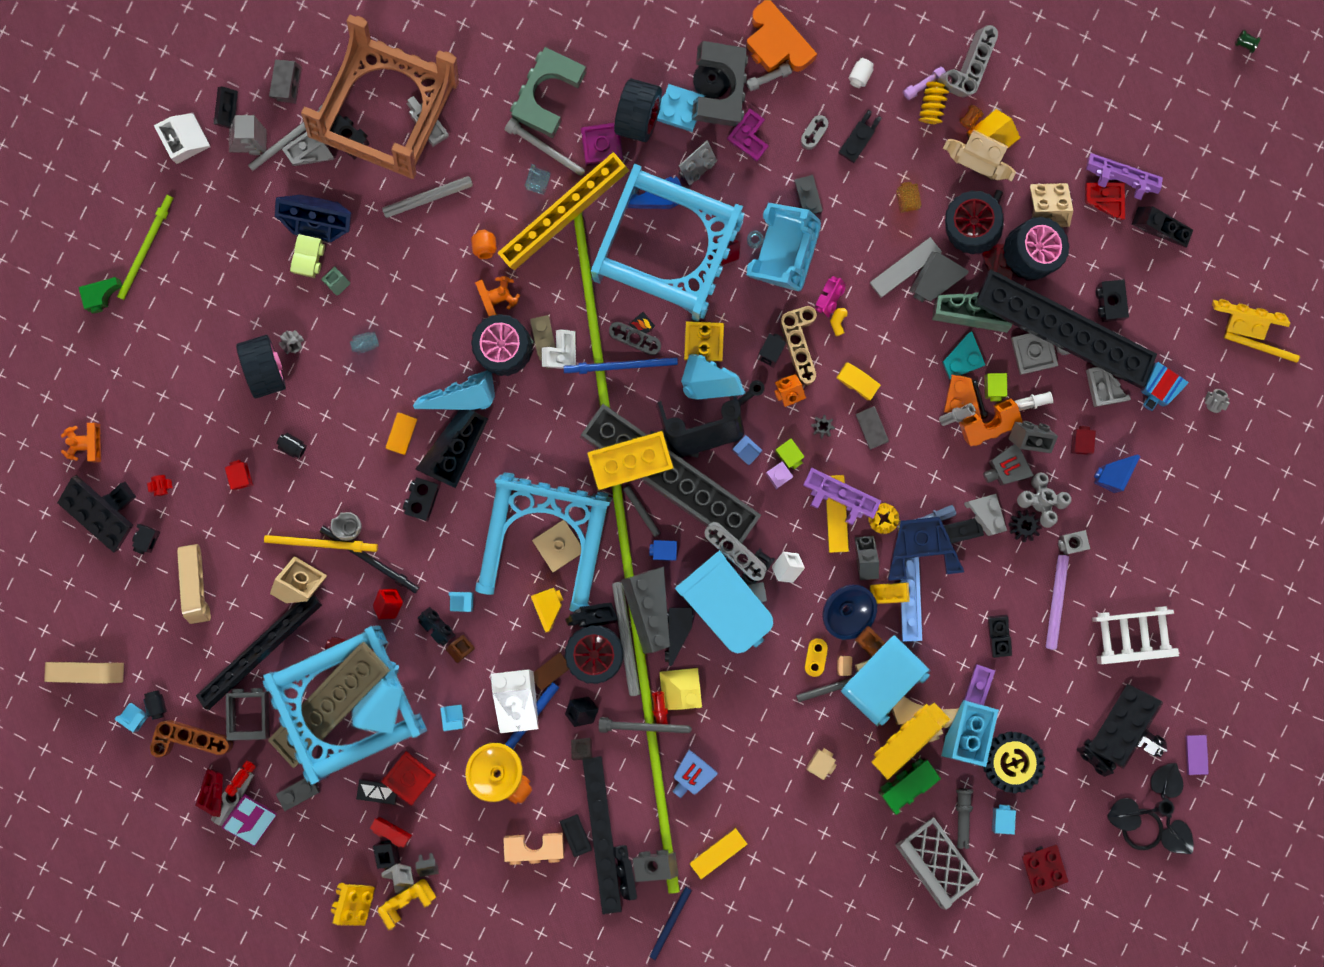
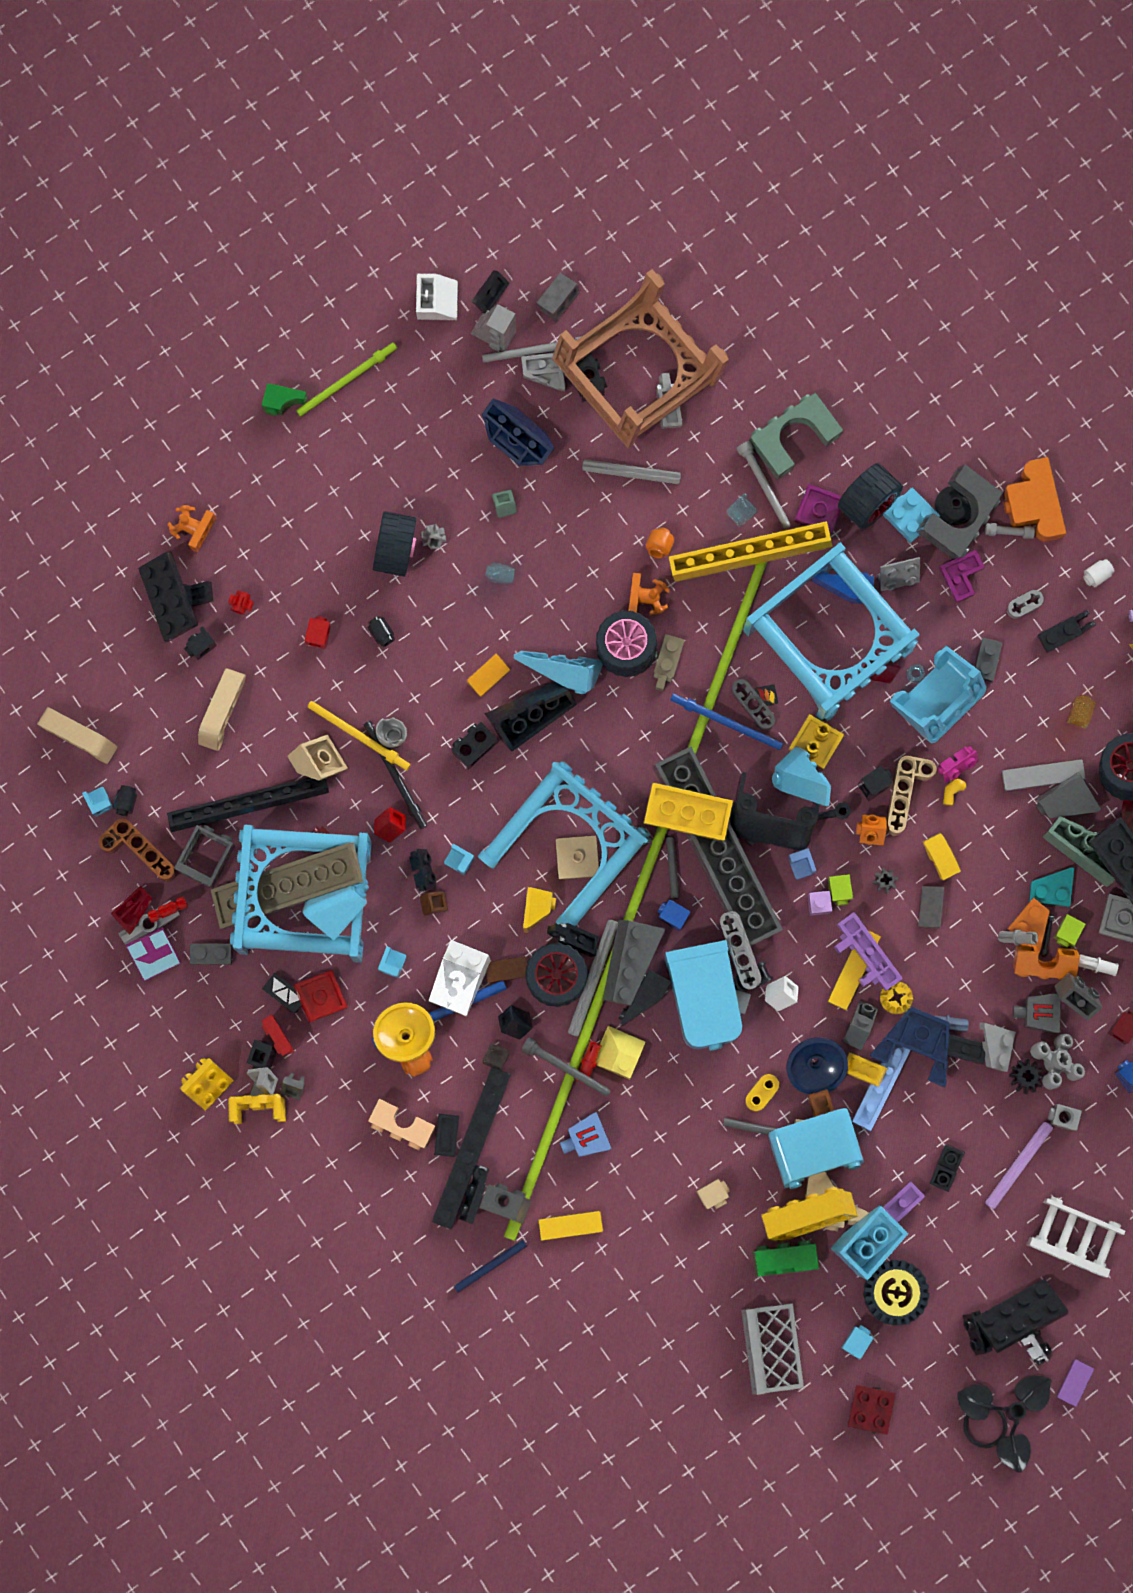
camera: 25 degrees right, 5 degrees down
(307, 255) = (491, 466): yellowish green brick -> none
(563, 354) = (678, 682): white plate -> none
(844, 665) = (785, 1114): light nougat slope -> none
(964, 808) = (825, 1309): dark grey pin -> none

